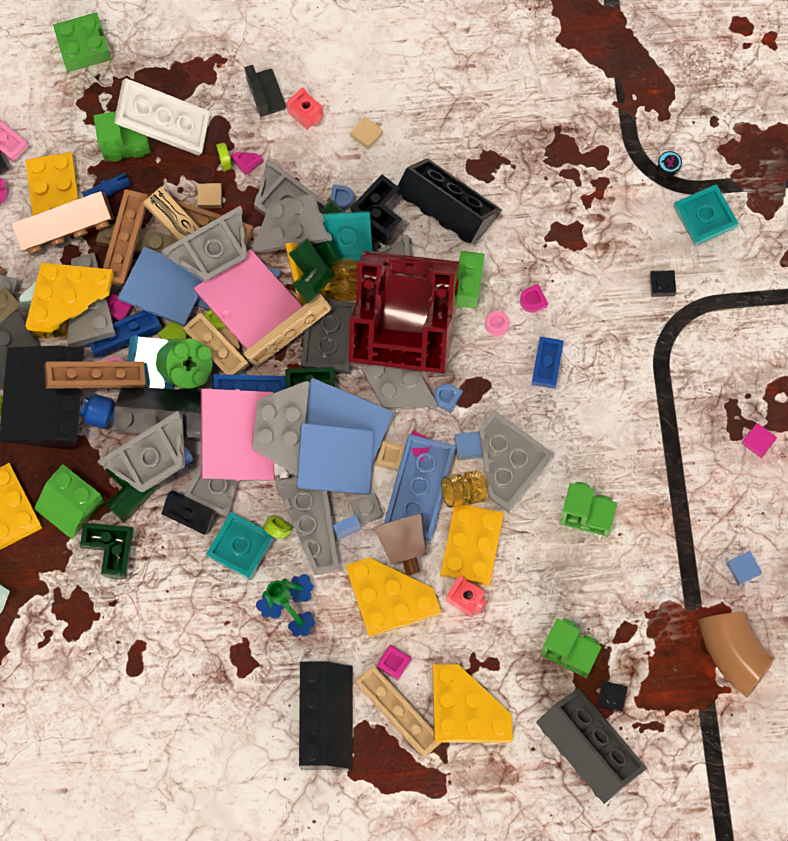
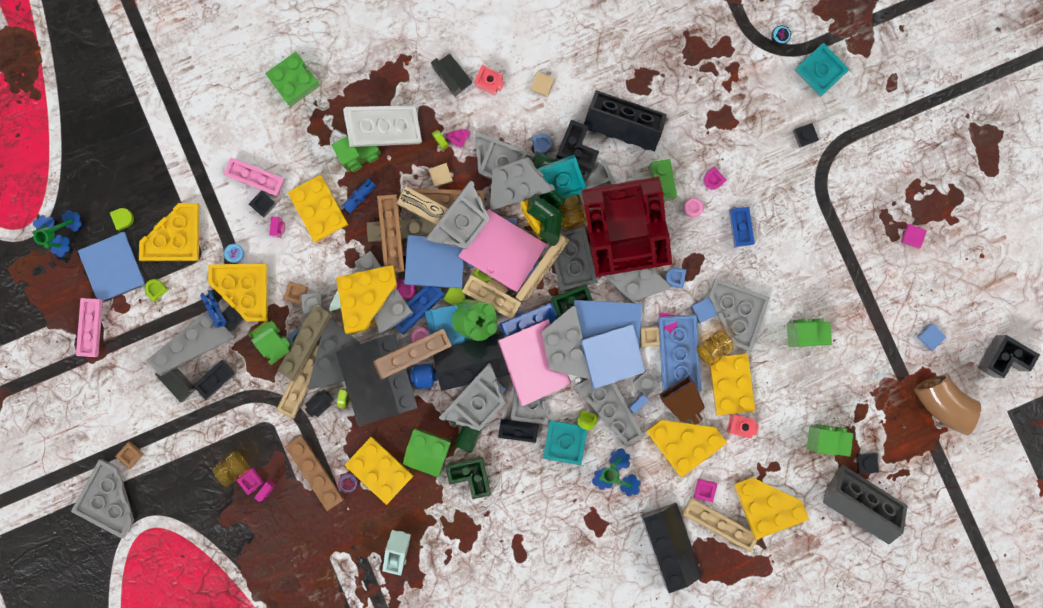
camera: 25 degrees left, 15 degrees up
(62, 222) = (338, 236): brick -> none

